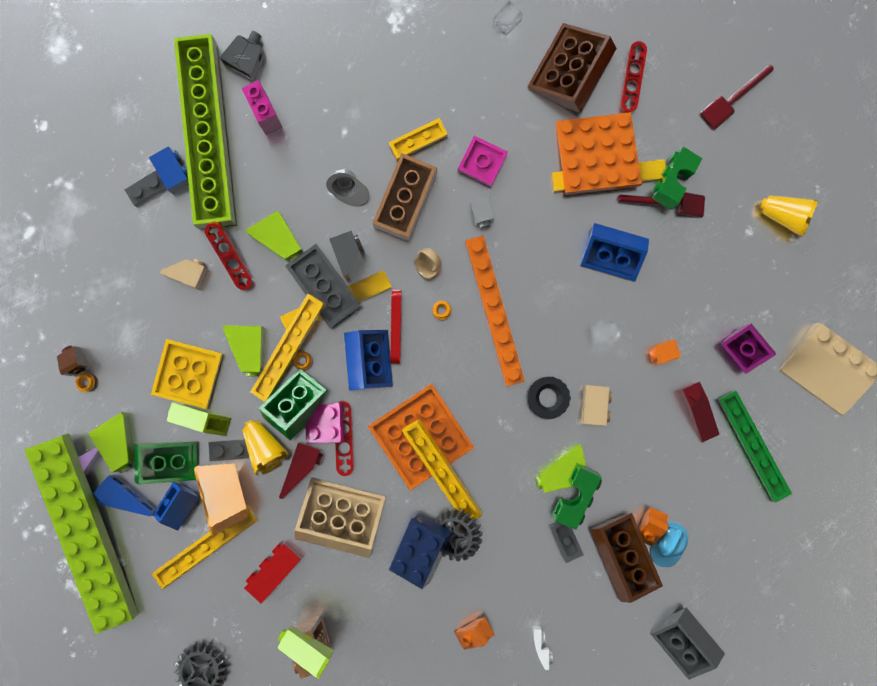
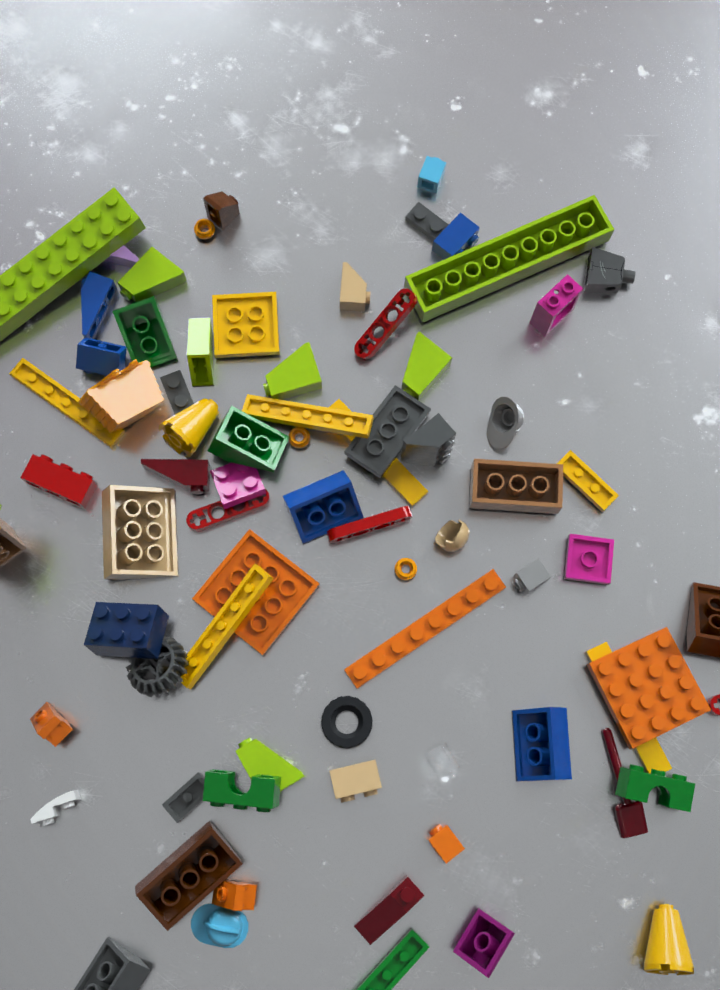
camera: 65 degrees right, 10 degrees down
(102, 169) = (431, 174): none -> medium azure brick

